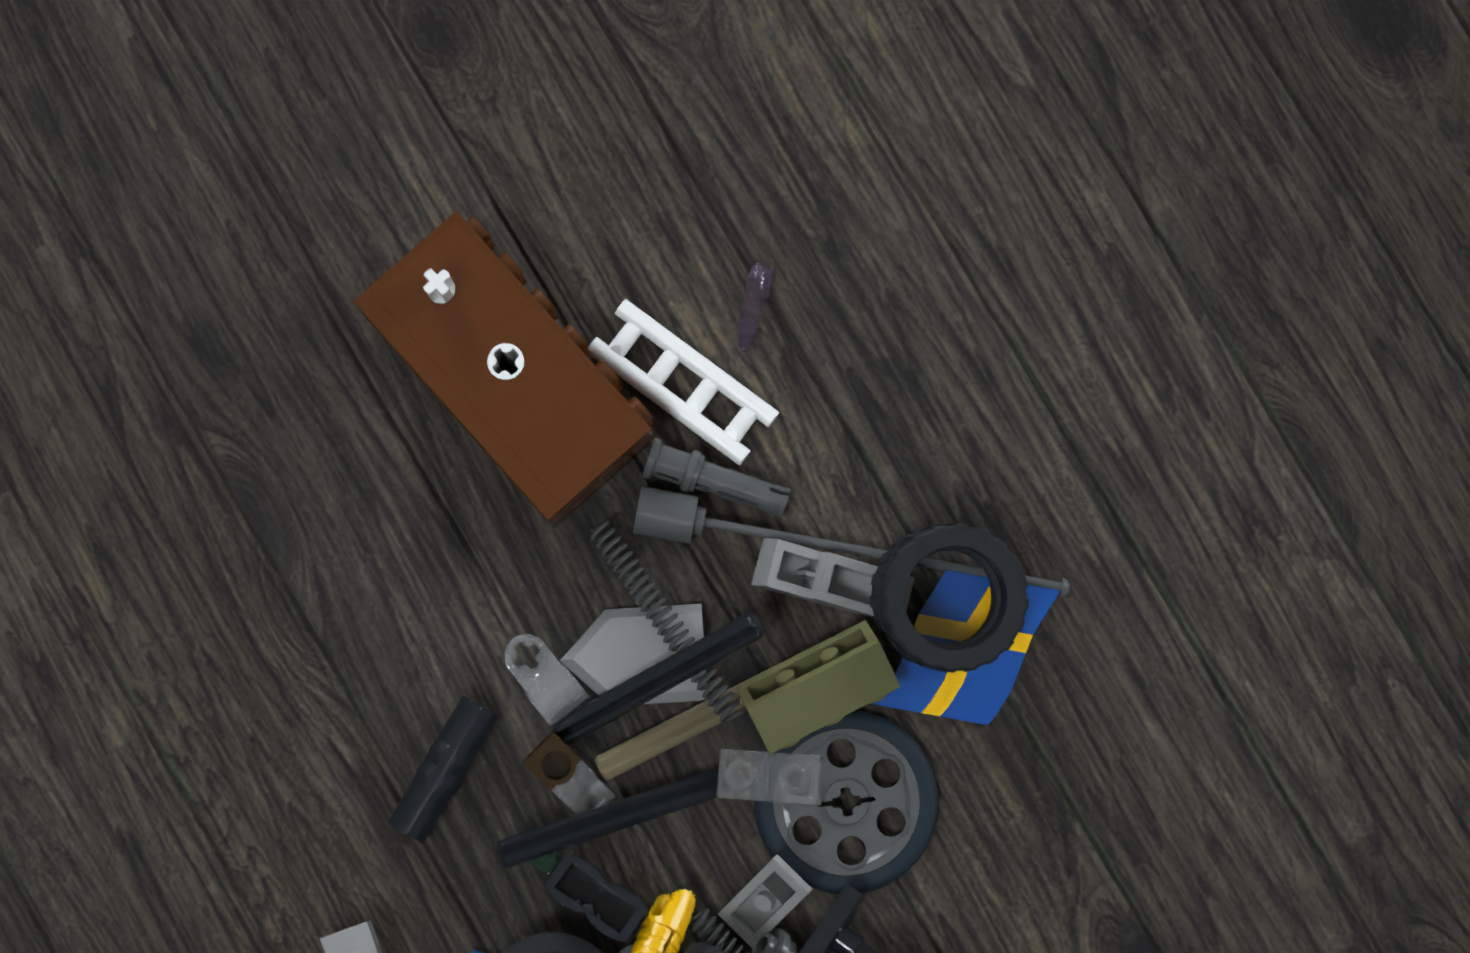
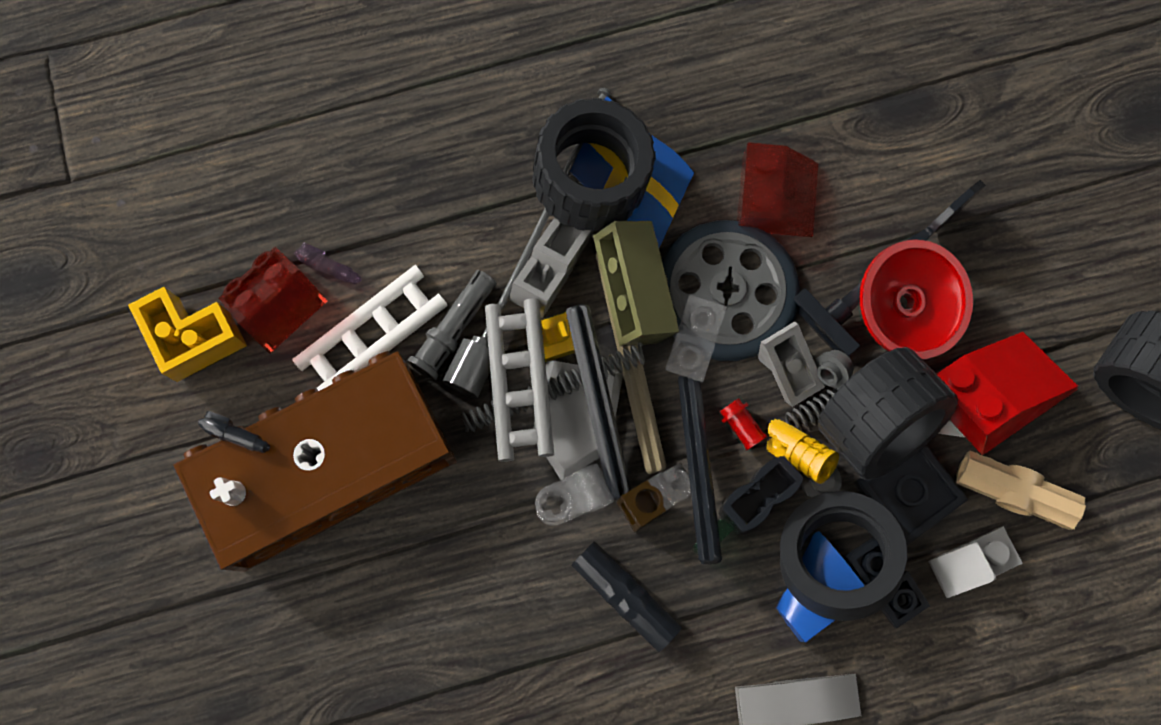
camera: 75 degrees left, 5 degrees down
(509, 256) = (223, 429): none -> black piece
(608, 165) = (181, 341): none -> yellow brick
(633, 566) = (536, 396): none -> light grey bar
(682, 859) = (743, 423): none -> red pin
(690, 254) = (272, 299): none -> clear red slope
(730, 600) = (557, 337): none -> yellow tile
(986, 836) = (777, 190): none -> clear red slope

